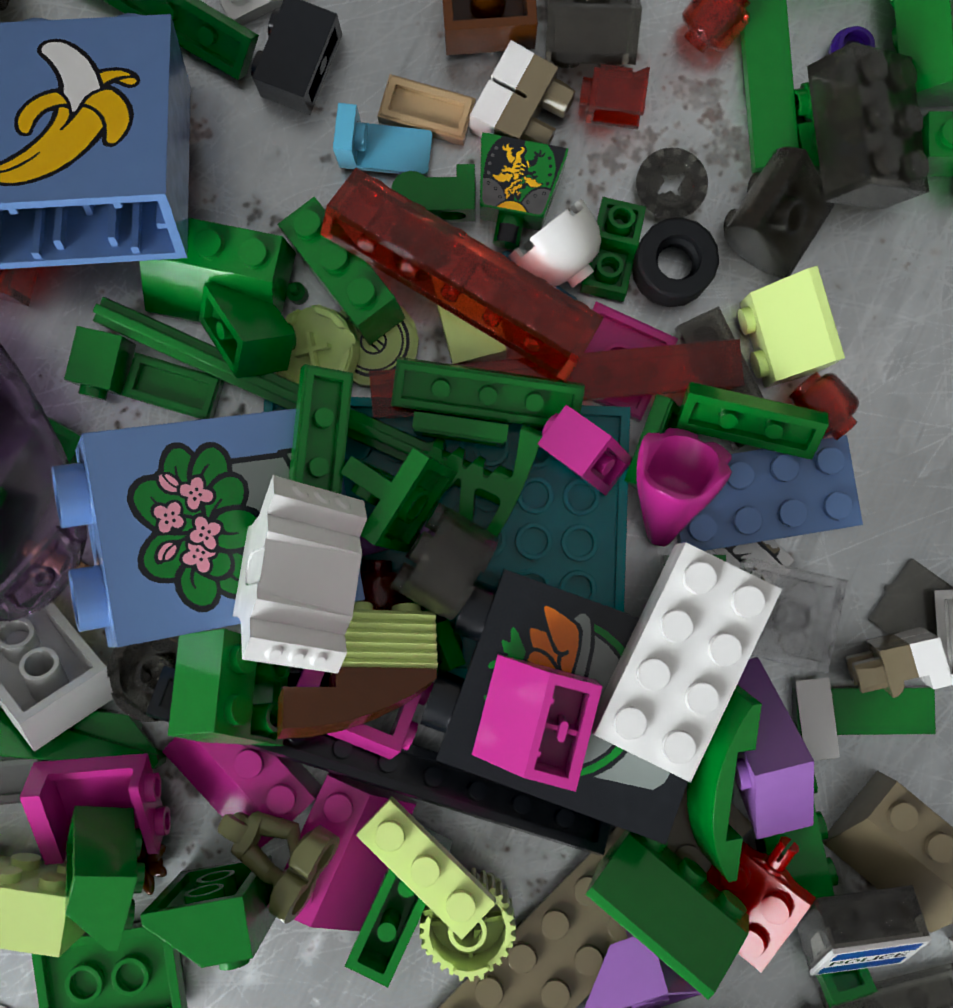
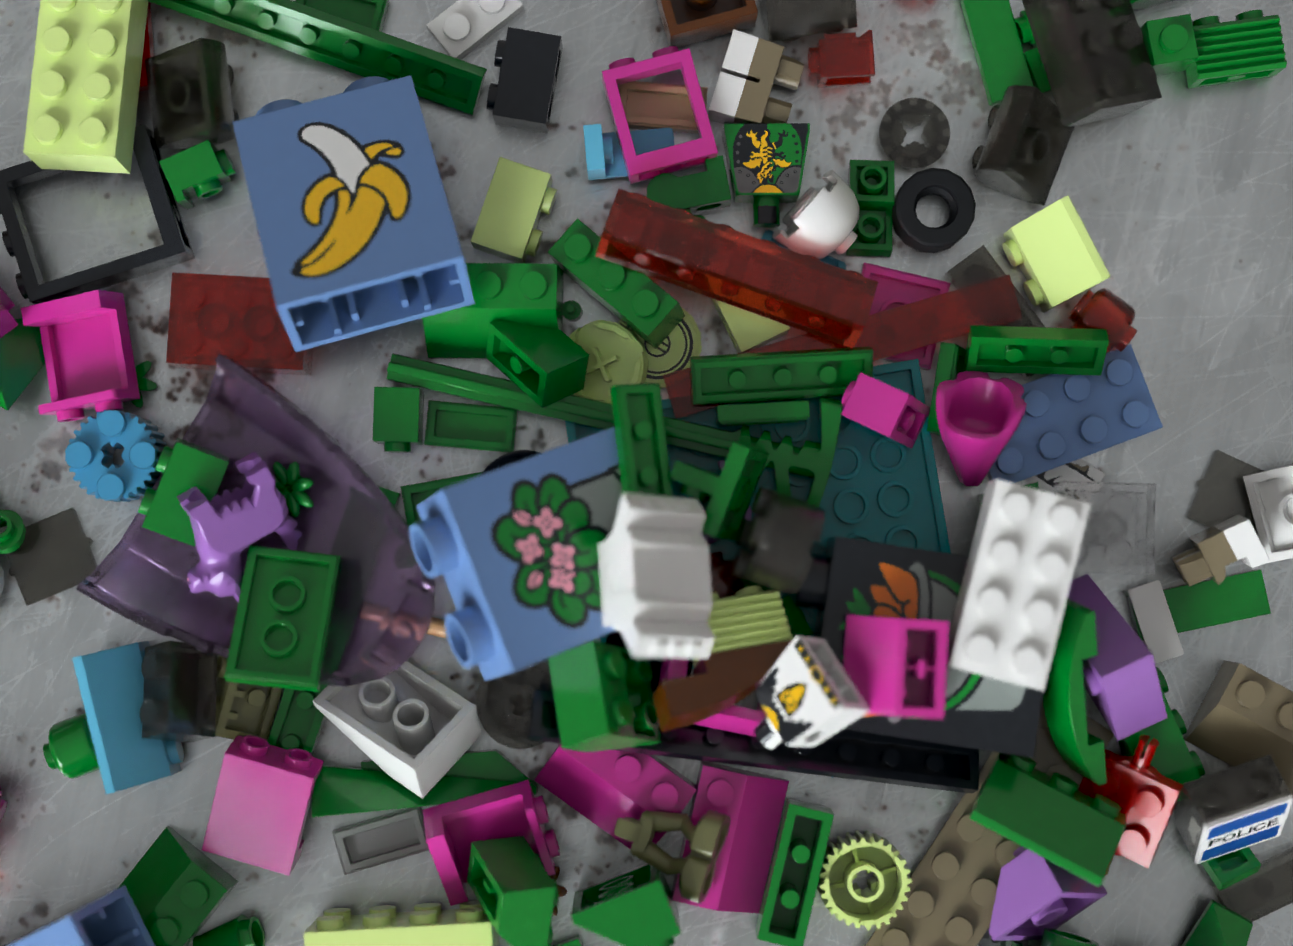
camera: 20 degrees left, 0 degrees up
(256, 180) = (513, 211): none -> yellowish green brick
(426, 867) = (816, 829): yellowish green plate -> none
(427, 156) = (674, 157): none -> dark pink window
(438, 732) = (806, 696): none -> white torso

